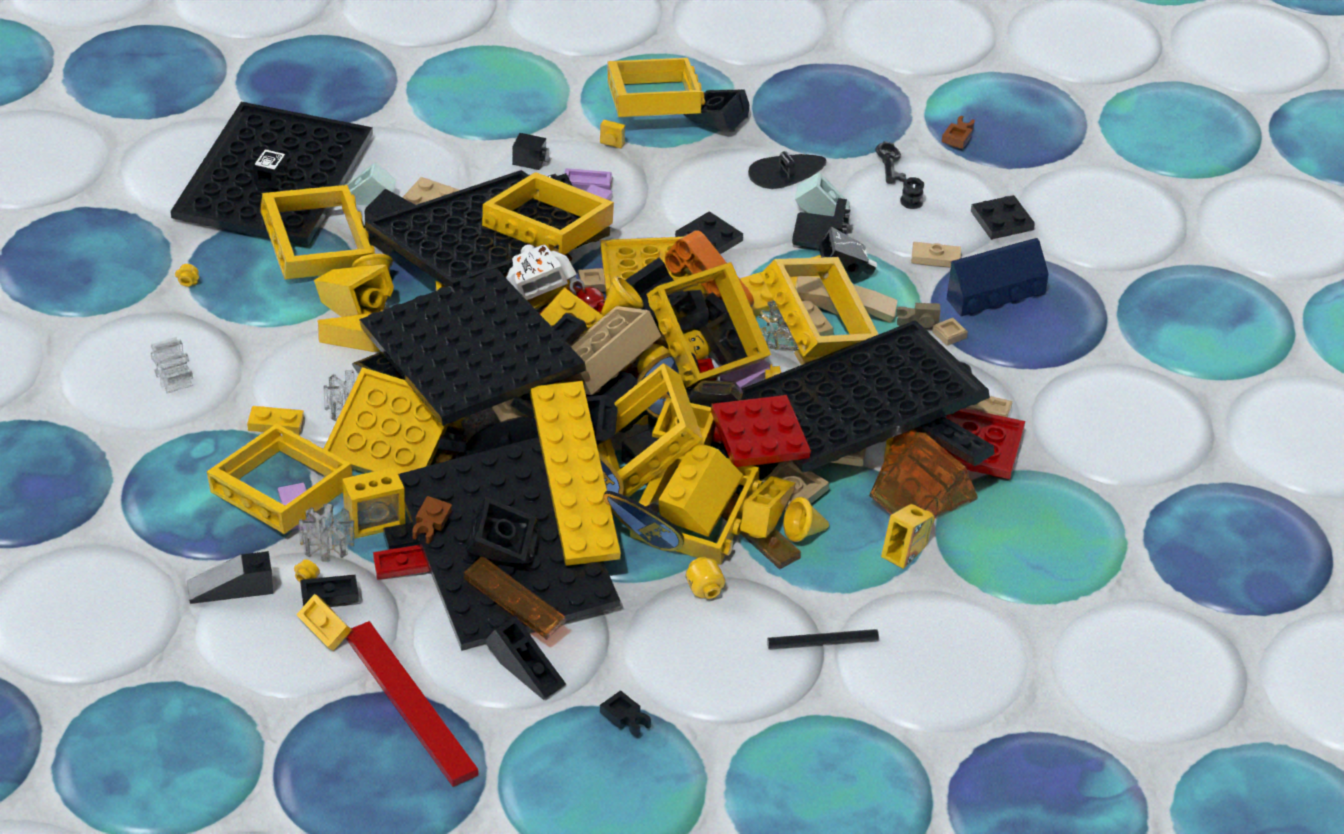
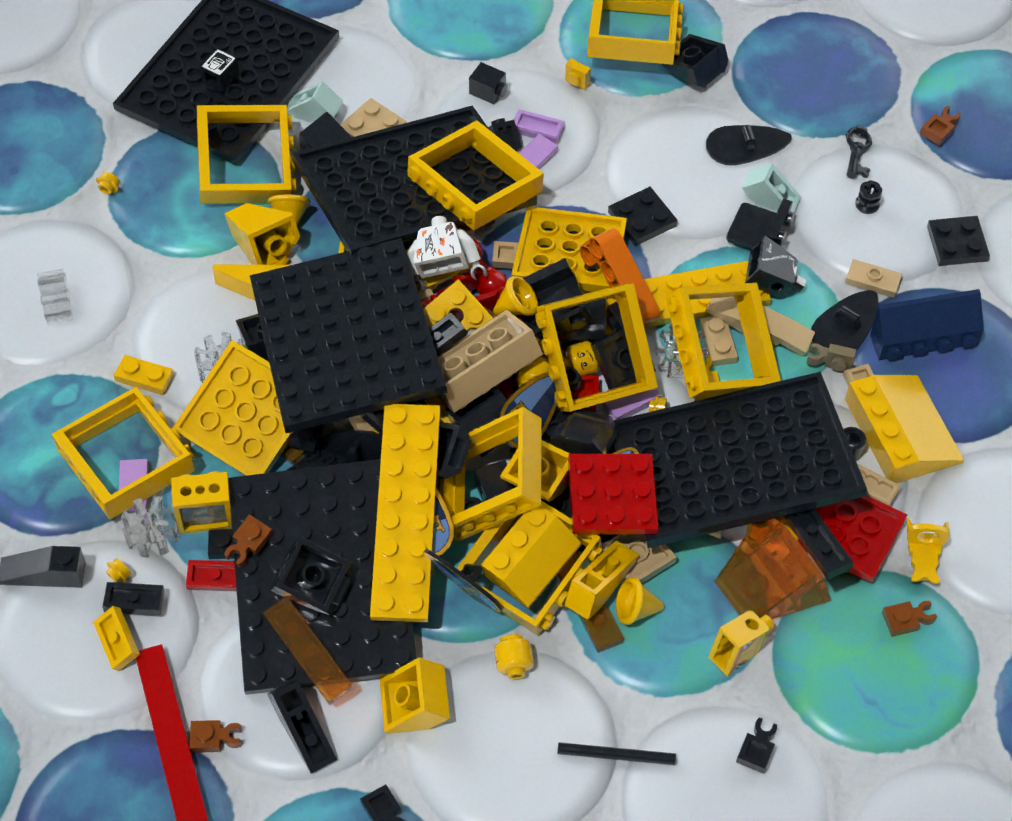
camera: 15 degrees right, 15 degrees up
(439, 684) = (208, 736): none -> dark orange plate
(623, 622) = (414, 697): none -> yellow slope
(923, 287) = (847, 321): none -> black shield
(949, 612) = (756, 748): none -> black plate
(998, 358) = (901, 426): none -> yellow slope
(1047, 501) = (905, 619): none -> dark orange plate
(1049, 446) = (926, 549): none -> yellow hair

